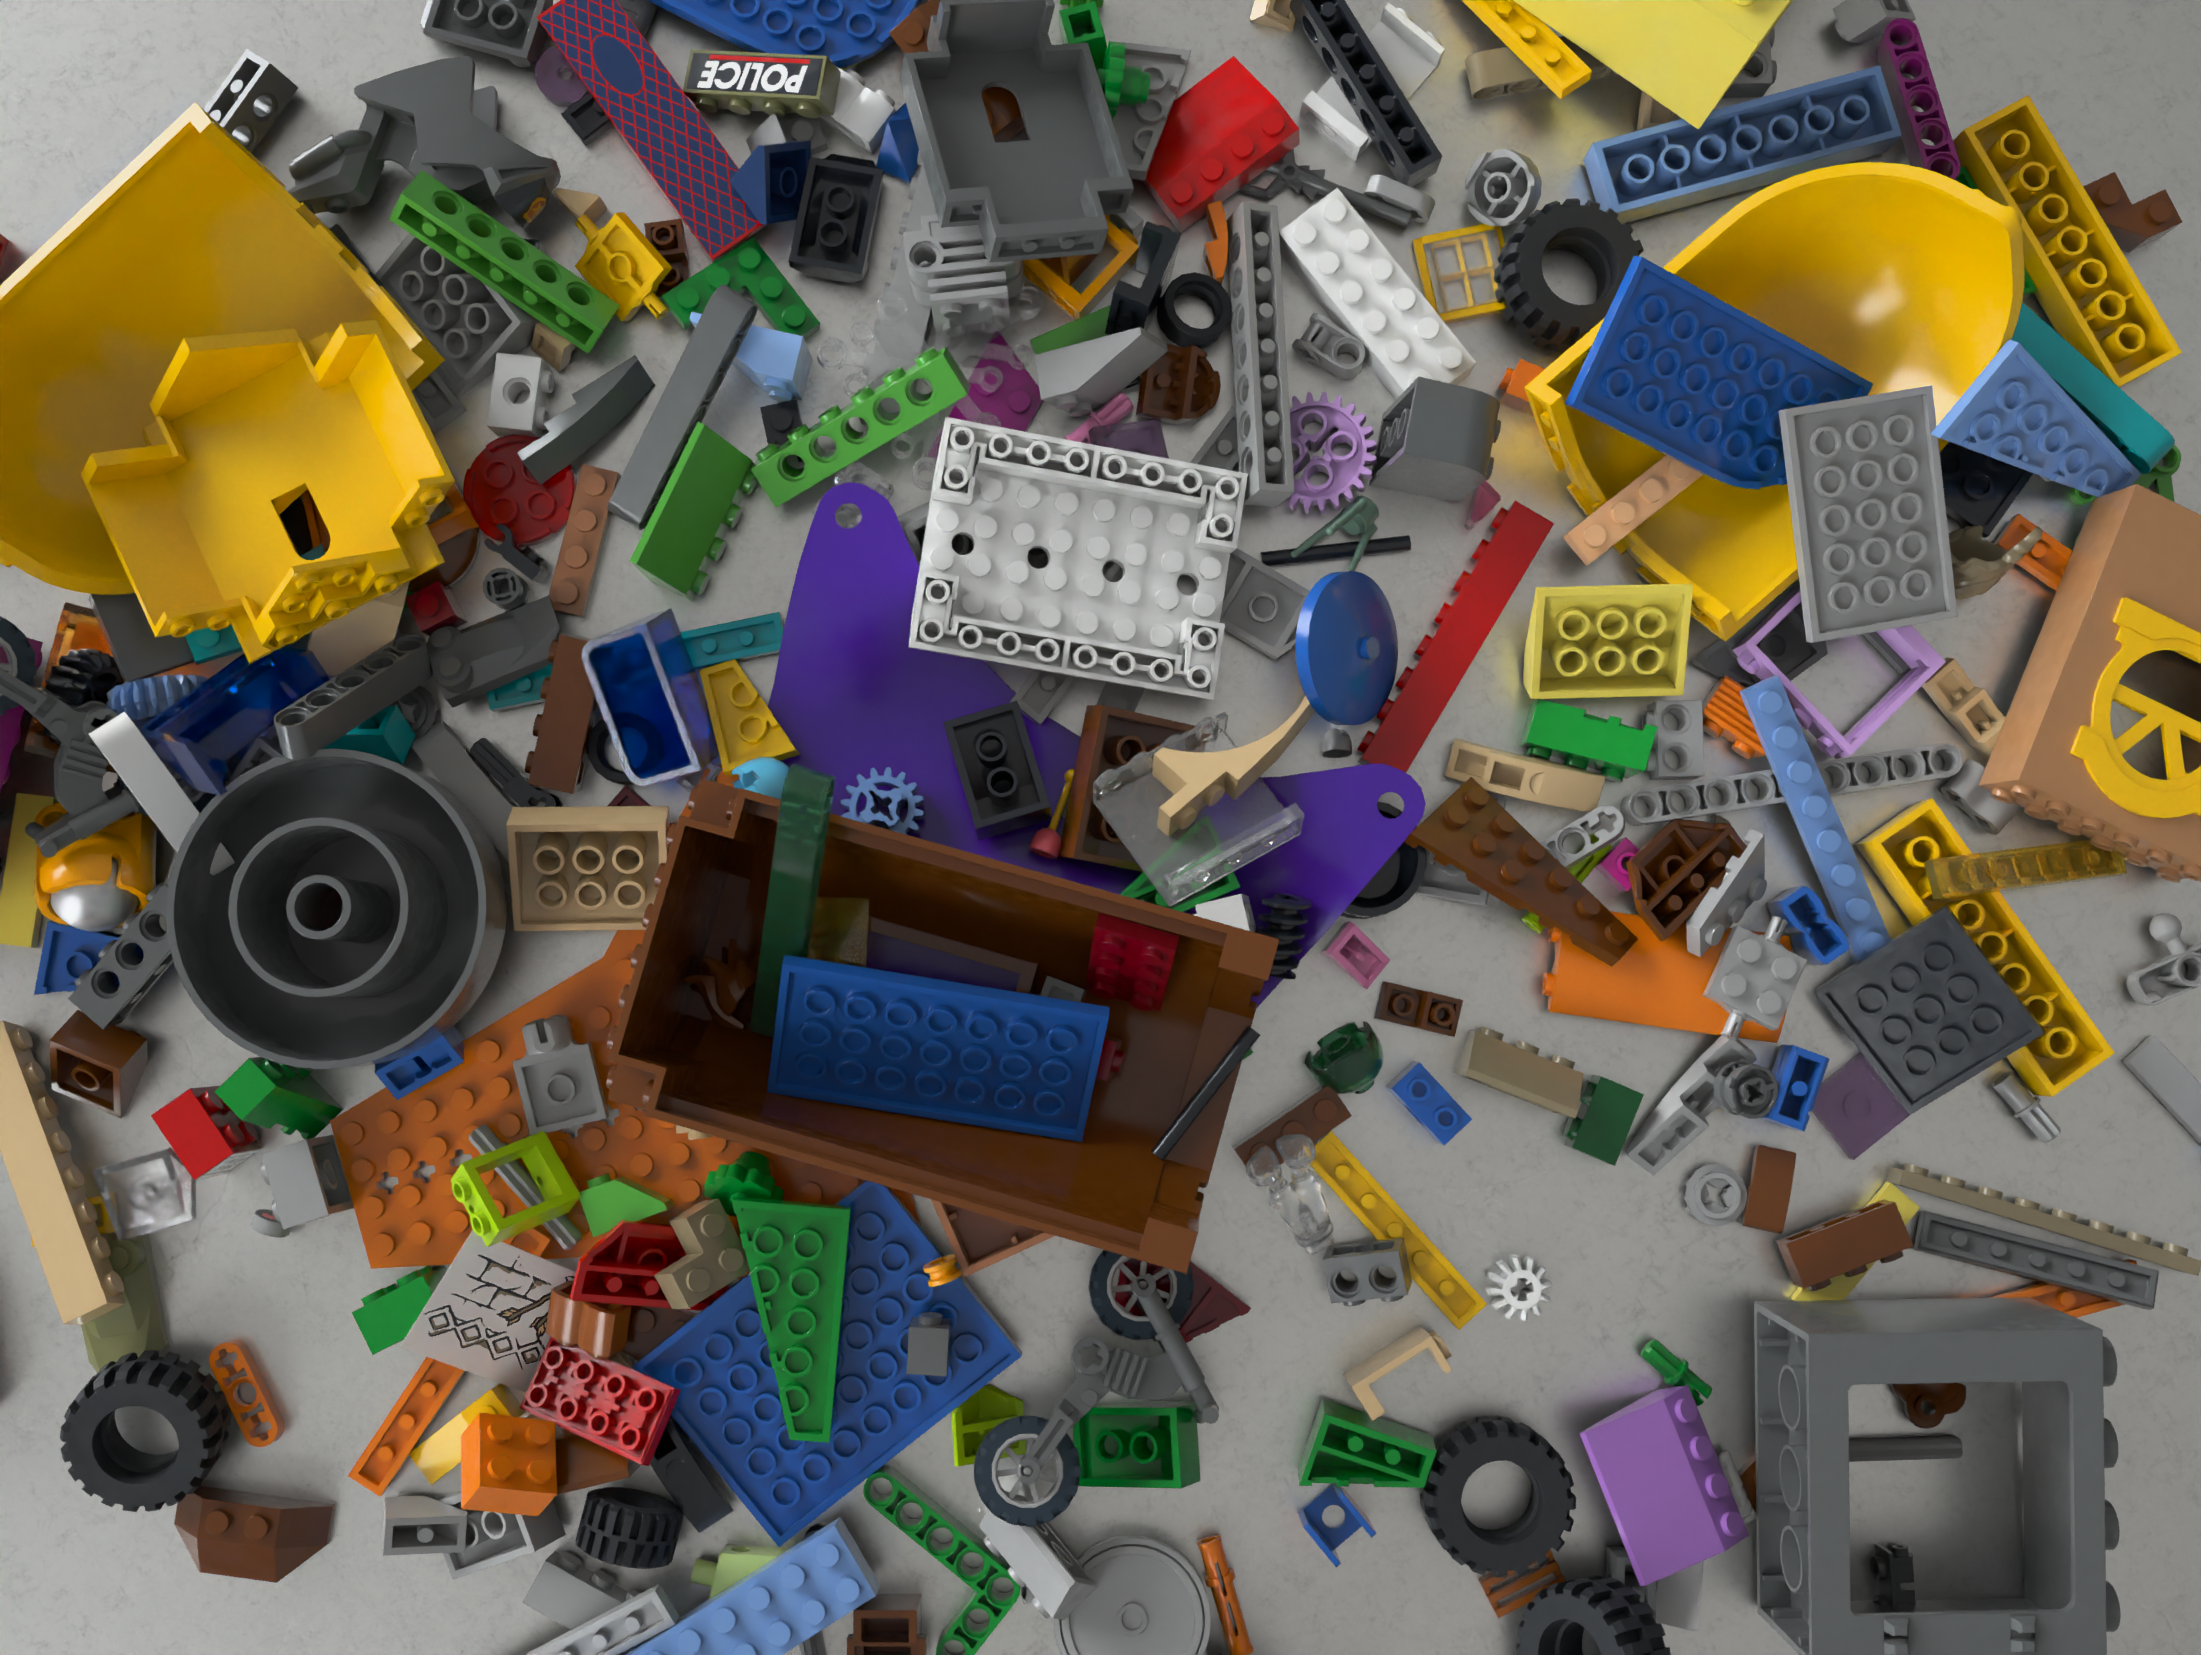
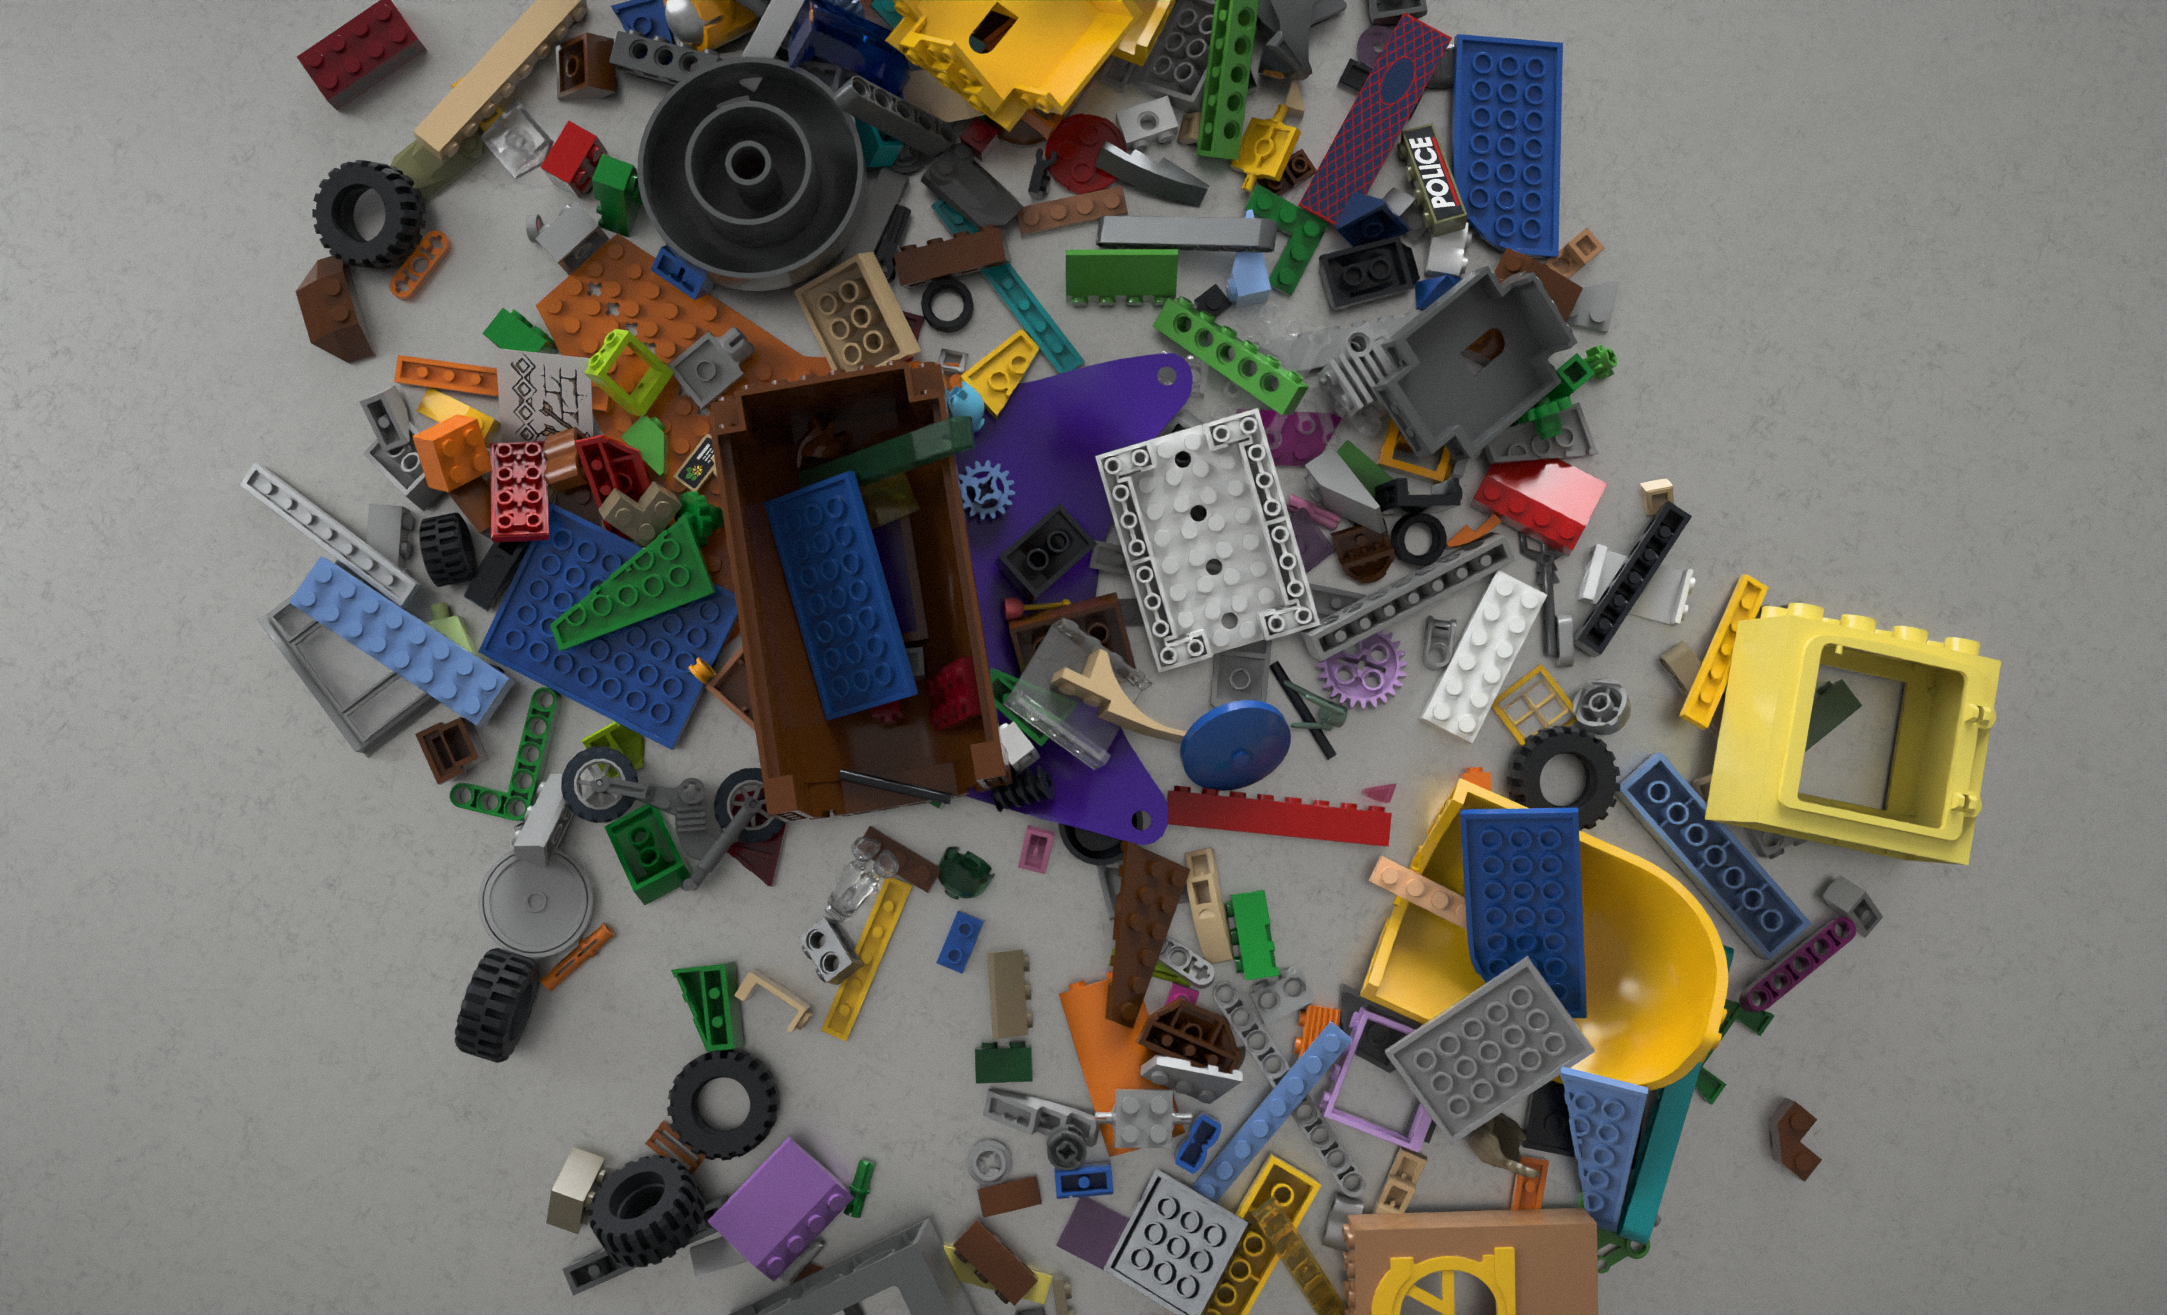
camera: 65 degrees right, 0 degrees up
(513, 593) = (1014, 182): dark grey wheel -> none
(525, 1187) = (632, 378): light grey axle -> none
(651, 699) = (985, 307): clear blue windscreen -> none
(677, 1155) = (698, 465): none -> tile
(929, 1344) = (651, 685): dark grey brick -> none
(1331, 1537) = (645, 1005): blue piece -> none
(1336, 744) = (1172, 770): light grey hinge -> none
(1418, 1009) = (1020, 907): reddish brown slope -> none
(1437, 441) = (1402, 741): dark grey brick -> none
(1528, 1296) = (865, 1067): white gear -> none
(1608, 641) = (1323, 918): light yellow slope -> none
(2066, 244) = (1749, 1108): yellow brick -> none

